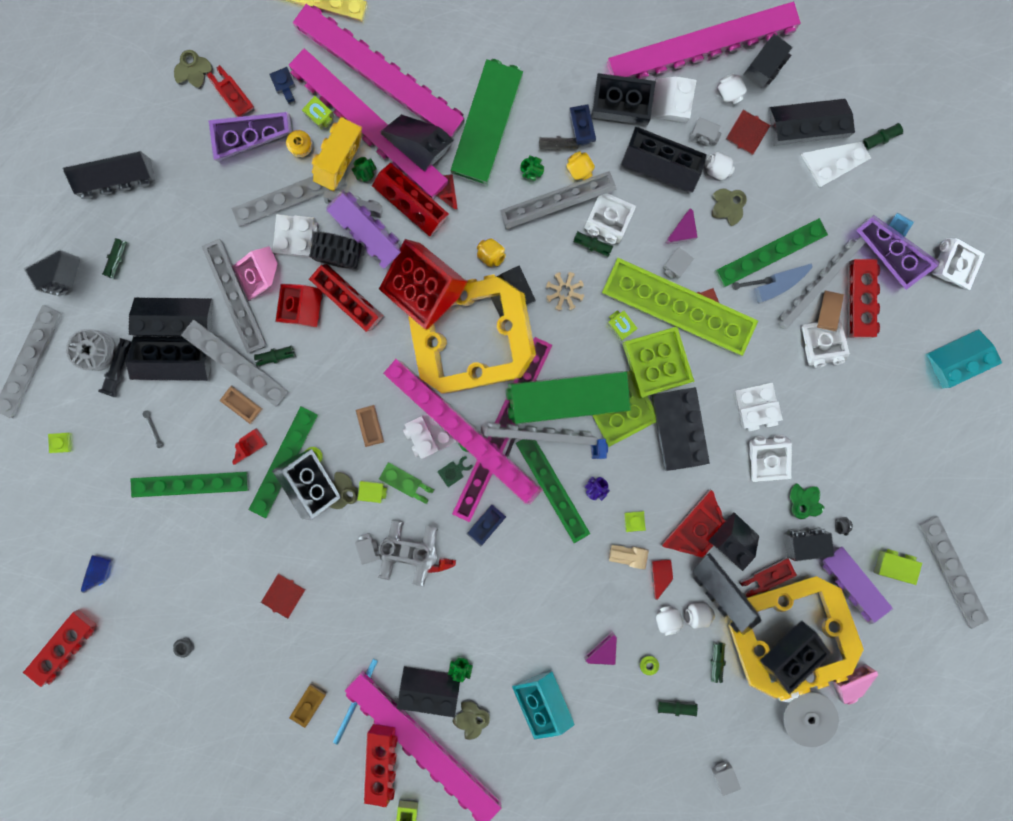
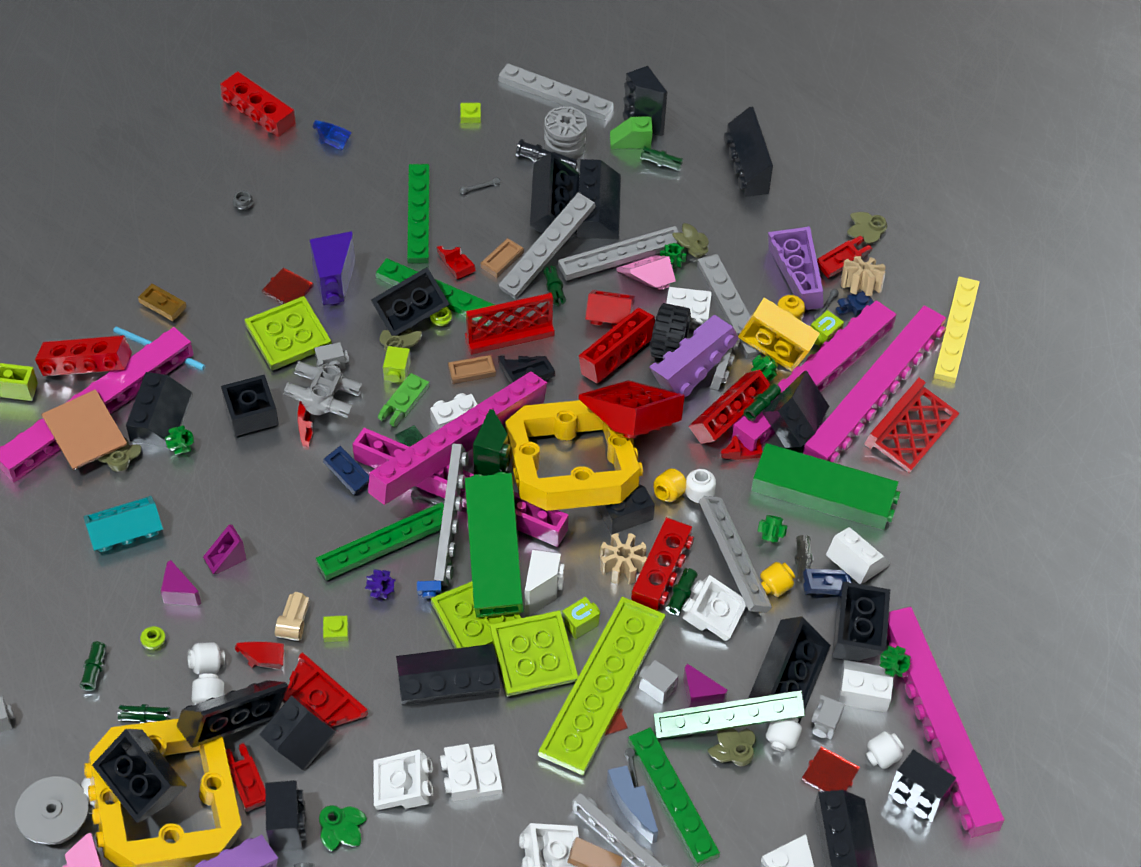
camera: 90 degrees right, 35 degrees down
(85, 286) = (632, 134): none -> bright green slope
(217, 230) = (691, 239): none -> olive plate
(231, 249) = (675, 253): none -> green gear
(257, 75) = (863, 275): none -> tan gear
(268, 557) = (333, 265): none -> dark purple slope
(270, 103) = (833, 293): none -> dark grey hinge
(329, 393) = (512, 332): none -> red fence
(338, 590) = (287, 333): none -> lime plate
(371, 378) = (519, 367): none -> black wing
(406, 53) = (900, 411): none -> red fence
(412, 171) = (761, 401): none -> dark green pin
(423, 614) = (249, 405): none -> black brick
(457, 752) = (84, 429): none -> nougat piece
(476, 402) = (491, 447): none -> dark green slope
(488, 221) = (700, 484): none -> white head
(558, 97) = (856, 556): none -> white slope
(558, 261) = (671, 534): none -> red brick
(569, 618) = (226, 551): none -> magenta slope
(595, 356) = (543, 580): none -> white slope
(665, 73) = (895, 661): none -> green gear
(713, 206) = (729, 715): none -> plate

